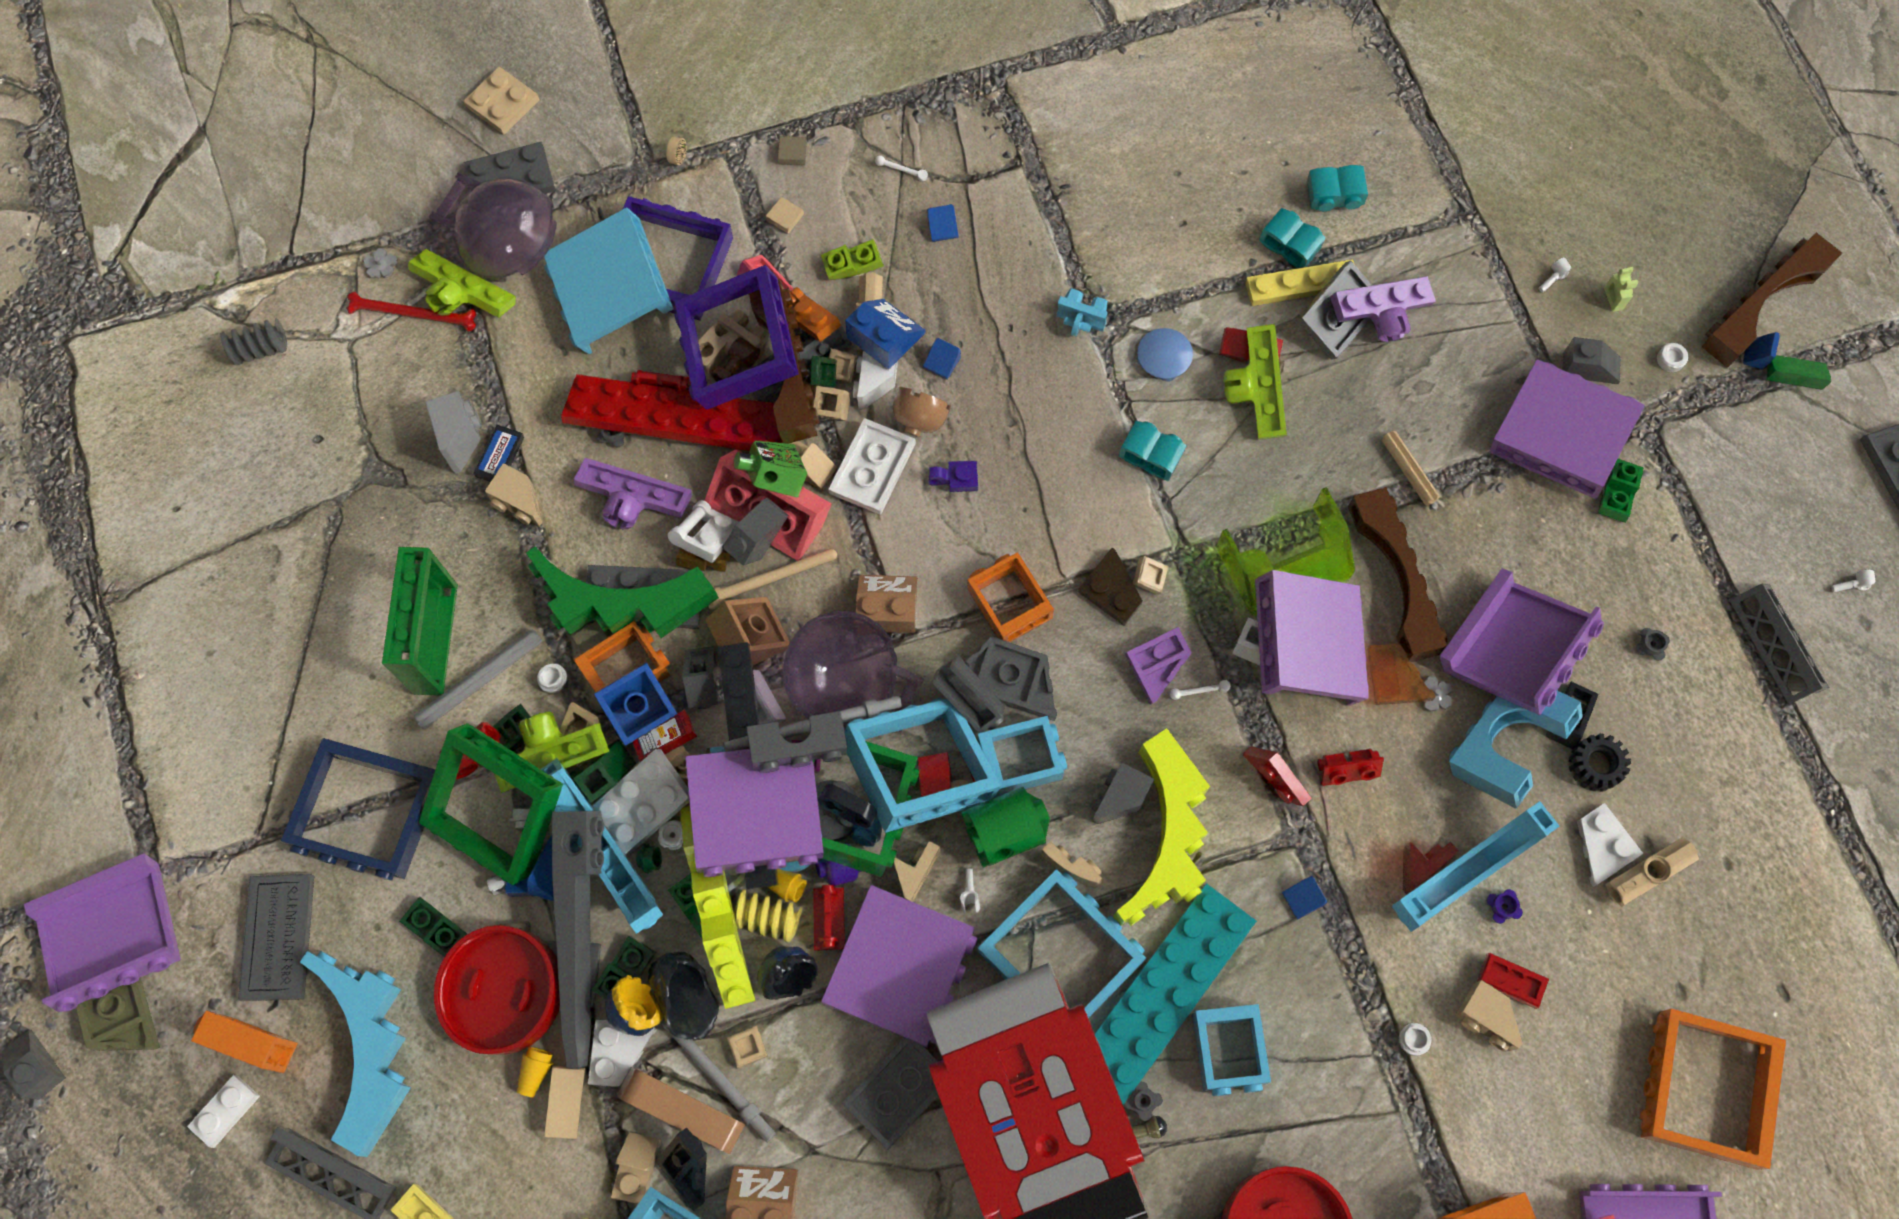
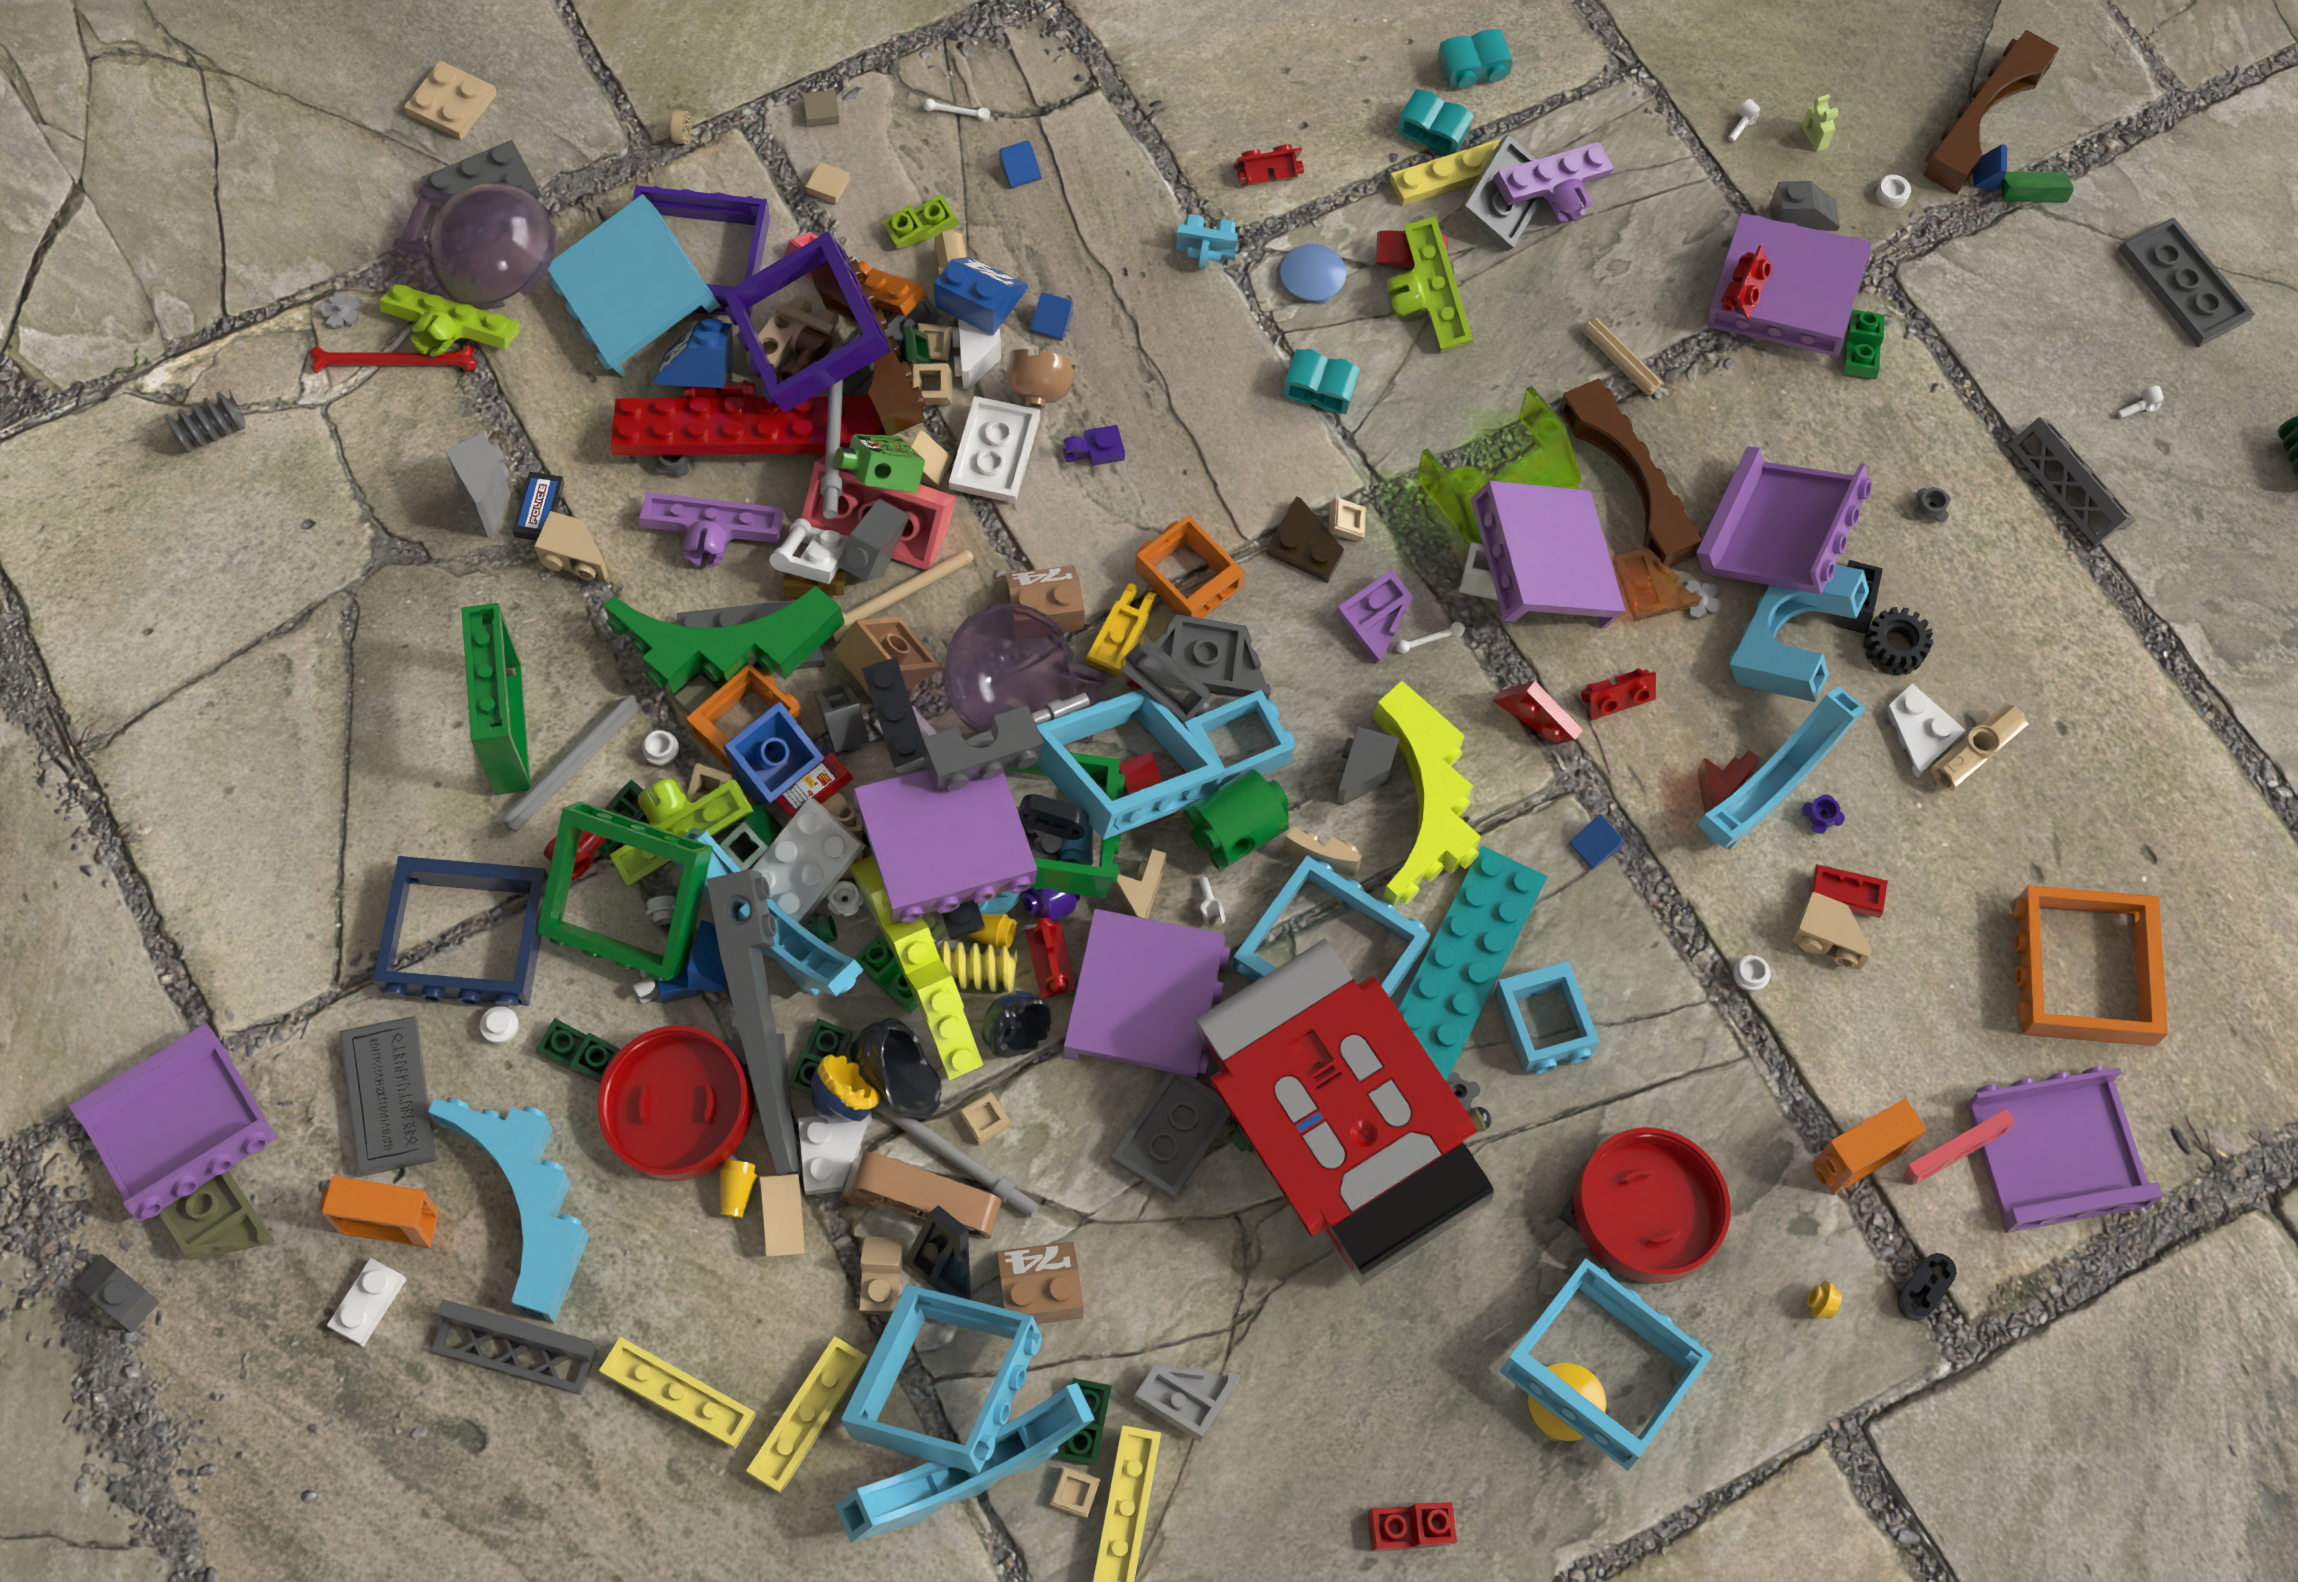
camera: 15 degrees left, 5 degrees down
(375, 893) = (499, 1024): none -> white plate
(649, 351) = (699, 357): none -> blue slope
(728, 479) = (831, 483): none -> light grey bar
(943, 641) = (1120, 631): none -> yellow hinge
(1157, 253) = (1256, 165): none -> red hinge
(1536, 415) = (1752, 273): none -> red hinge

